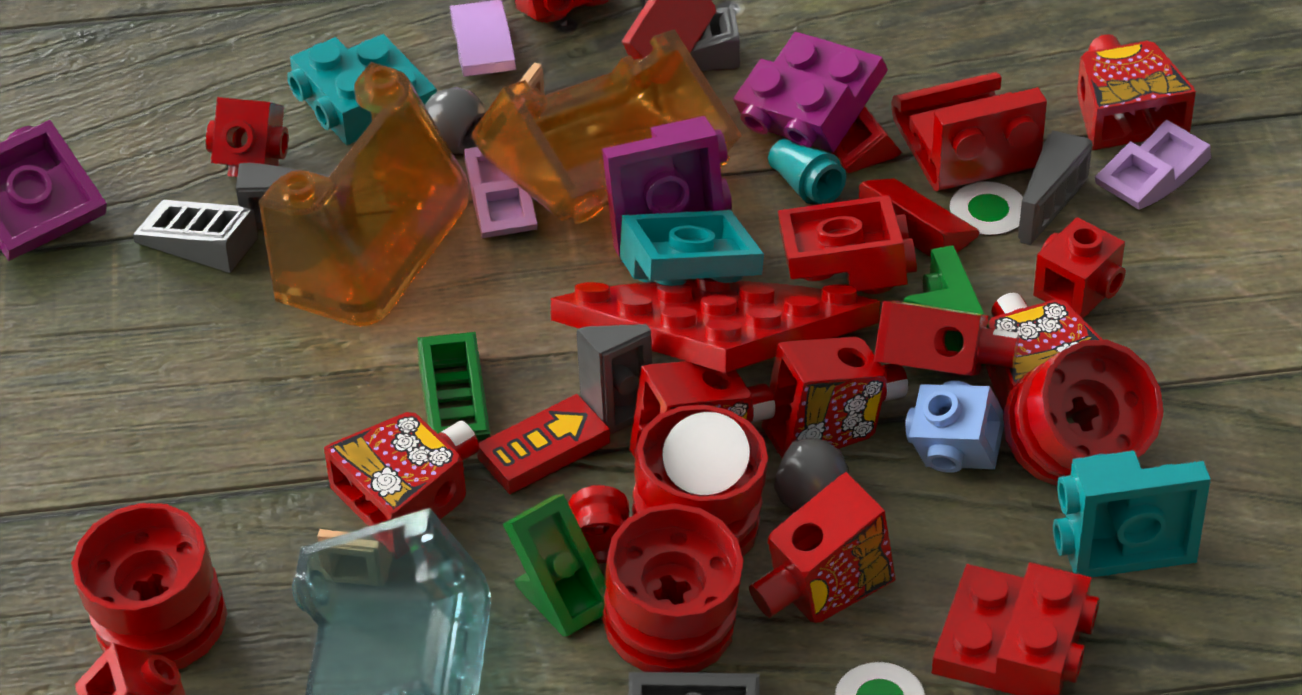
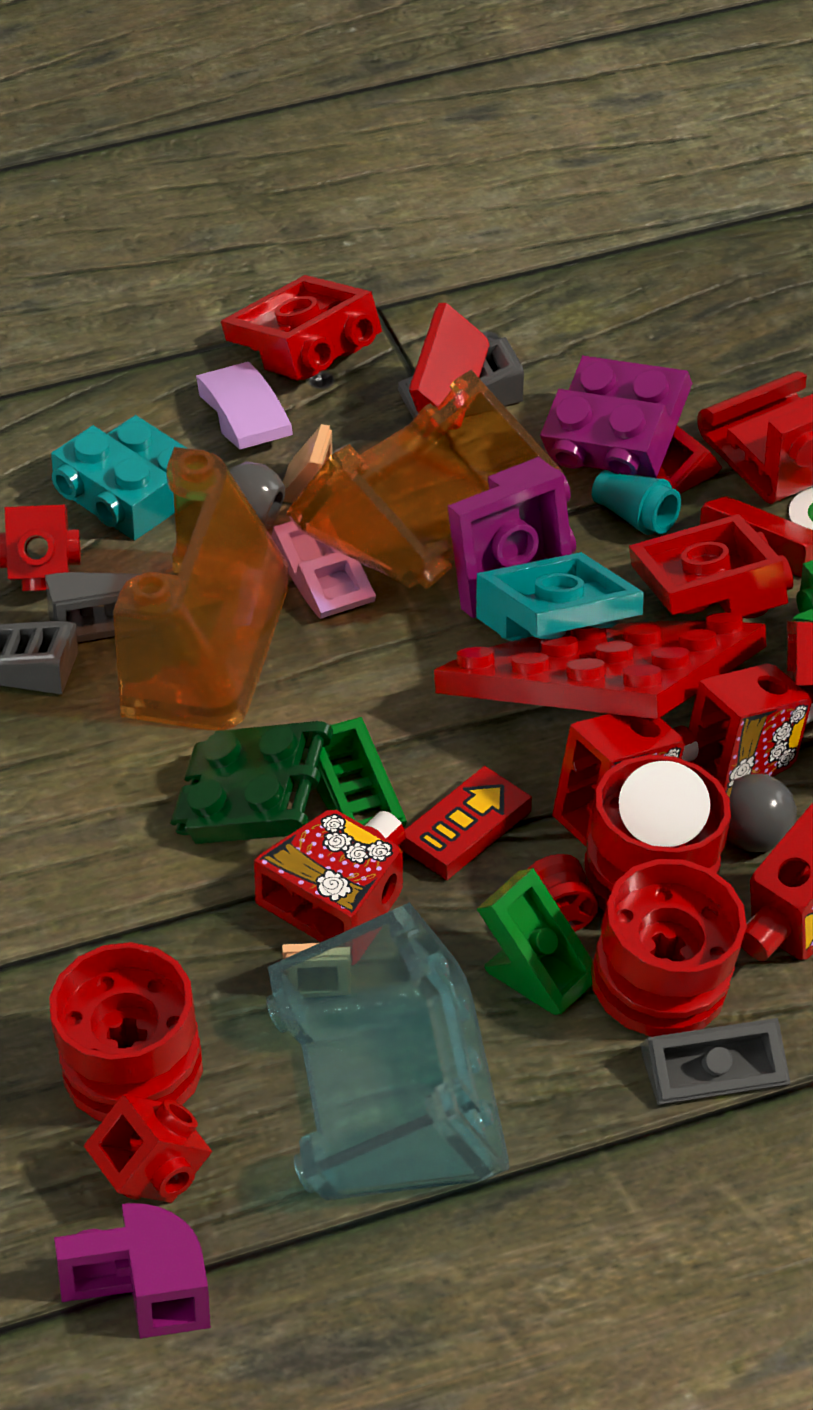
camera: 15 degrees left, 0 degrees up
(351, 374) = (246, 782): none -> dark green plate
(611, 370) = (529, 735): dark grey slope -> none

